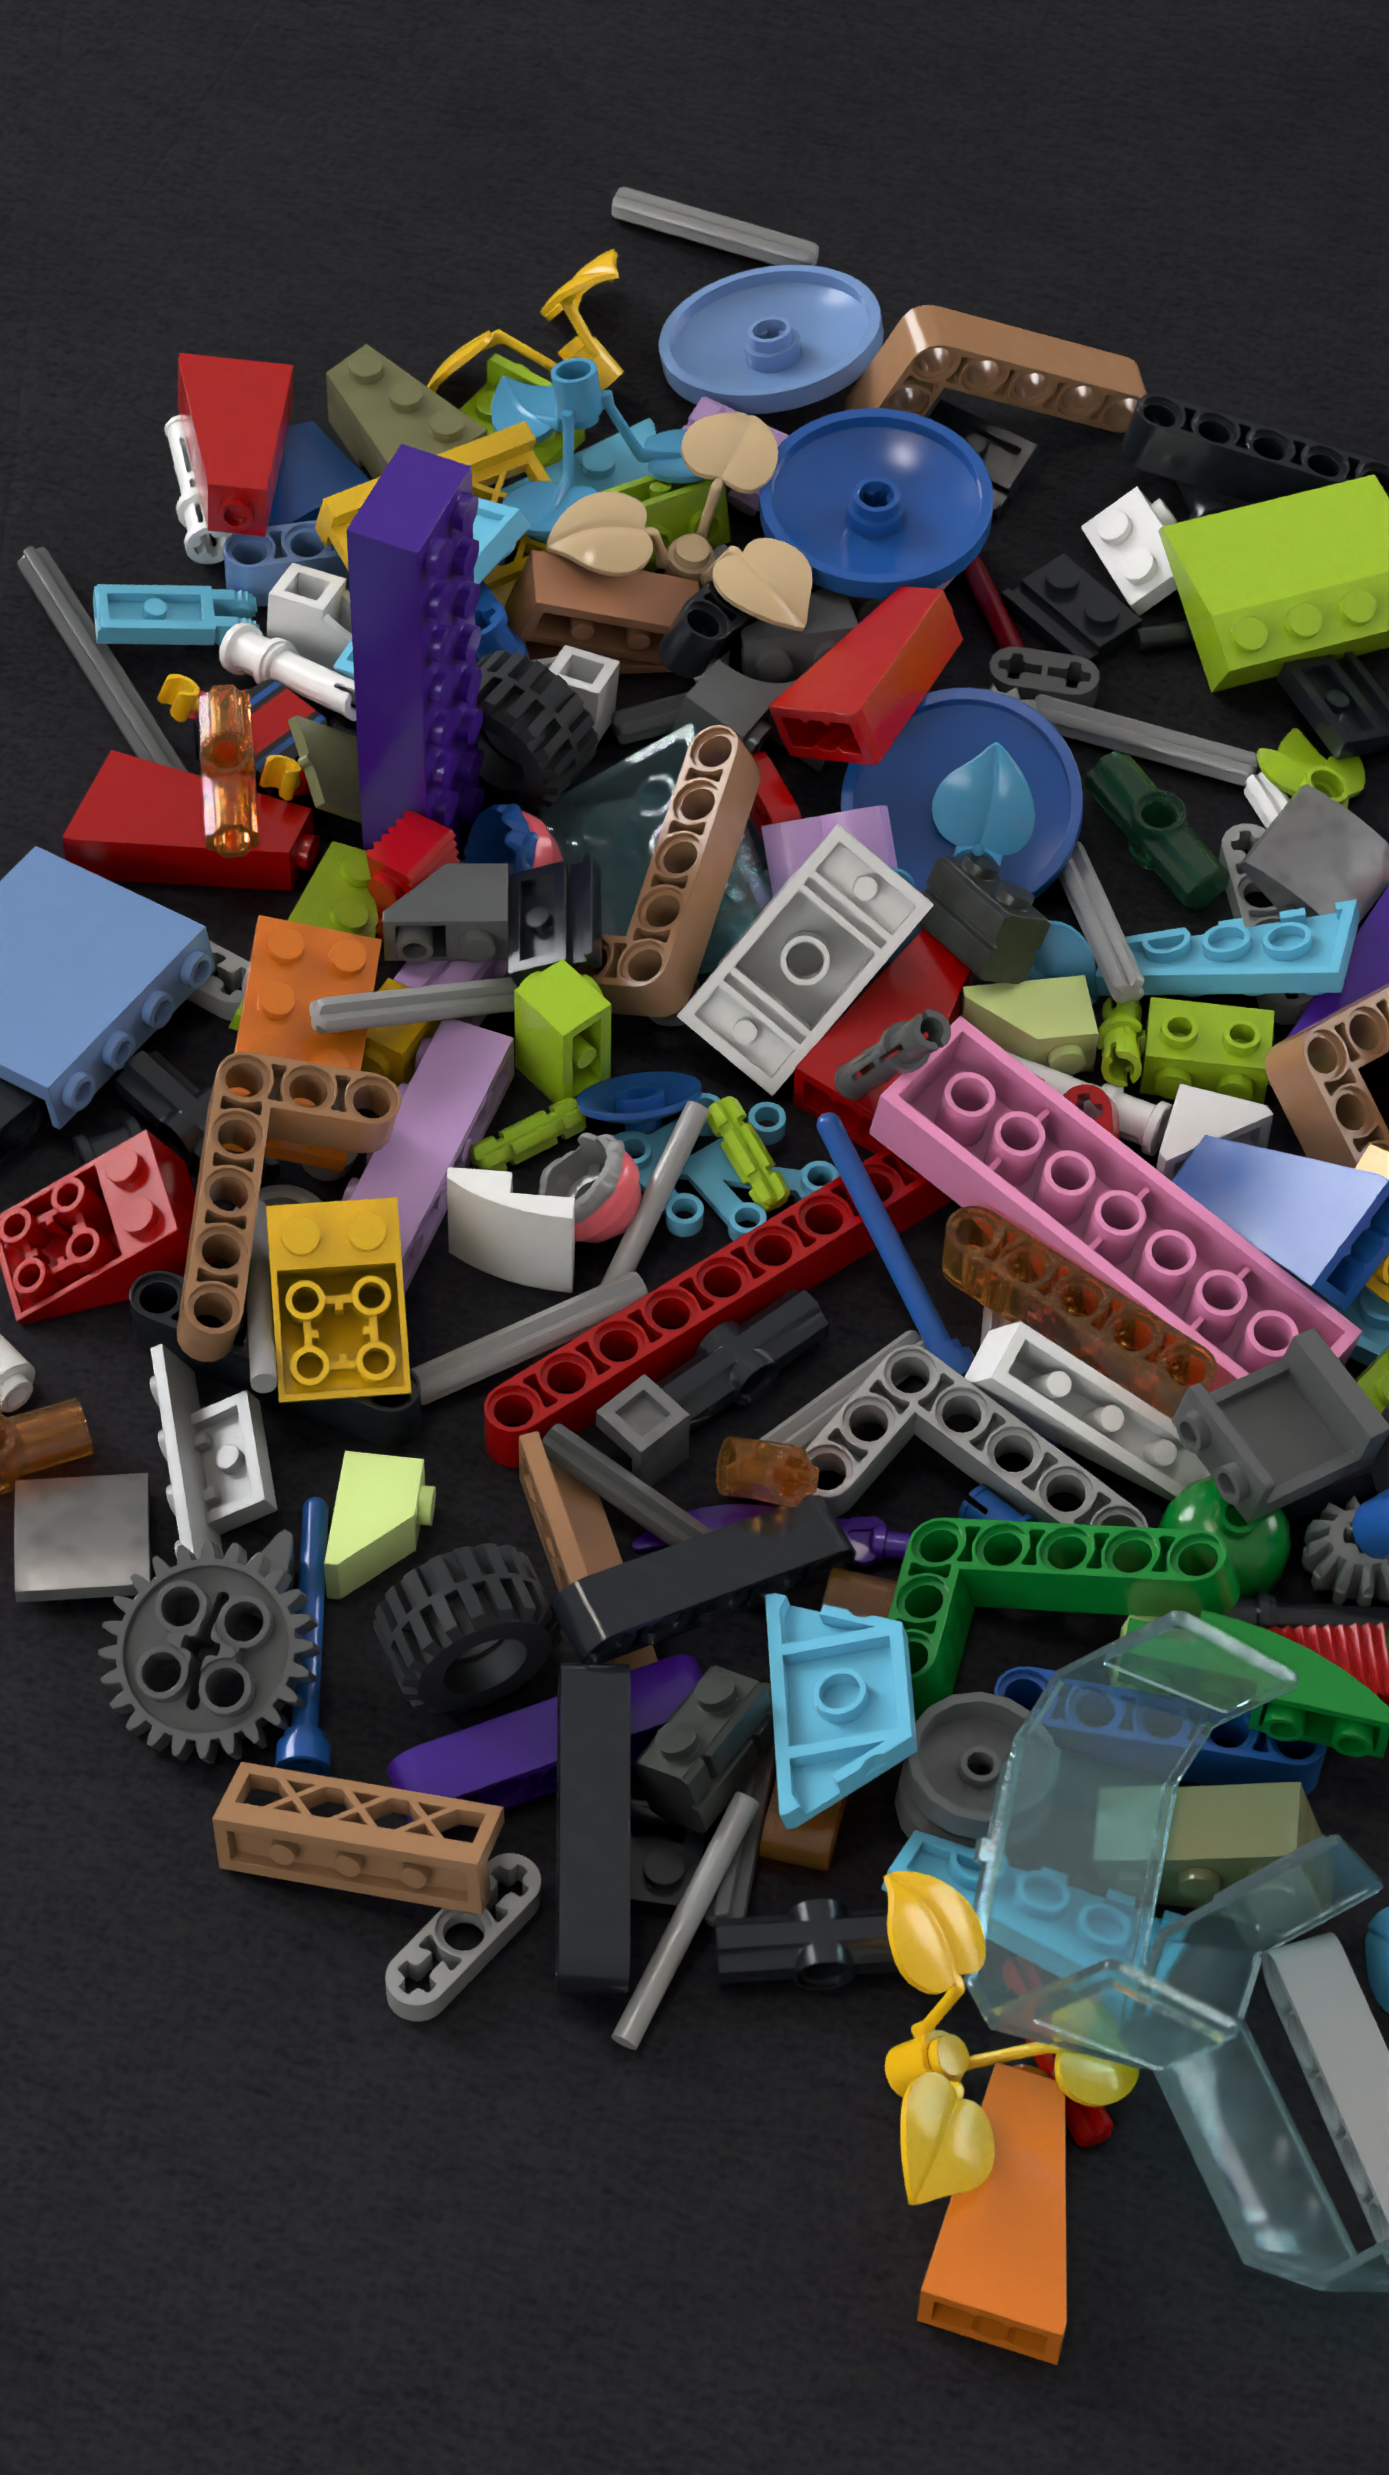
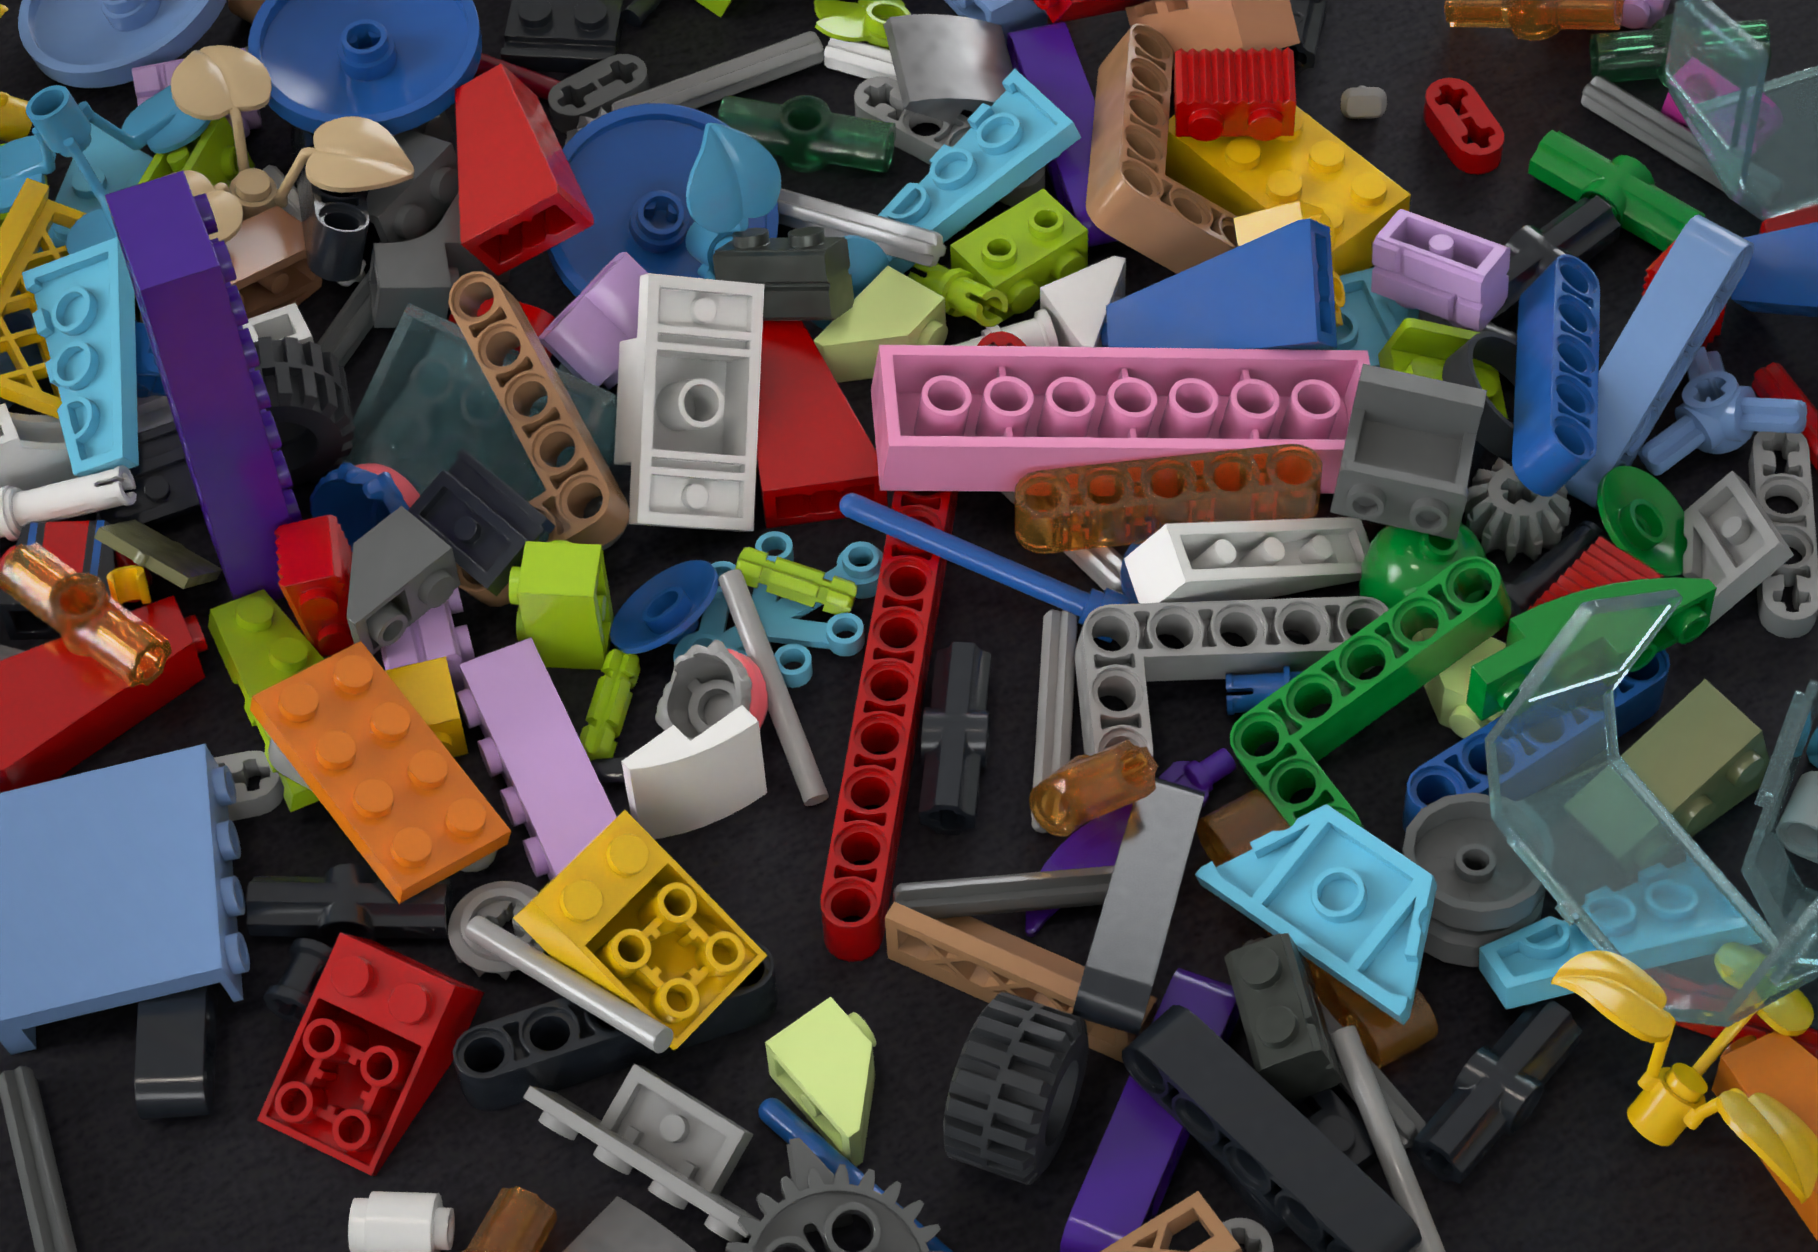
camera: 40 degrees left, 0 degrees up
(238, 1176) = (475, 902): medium nougat beam -> none
(412, 1005) = (442, 668): light grey axle -> none
(527, 1337) = (793, 836): light grey axle -> none
(647, 1428) = (954, 831): flat silver panel -> none
(912, 1055) = (872, 397): dark grey pin -> none

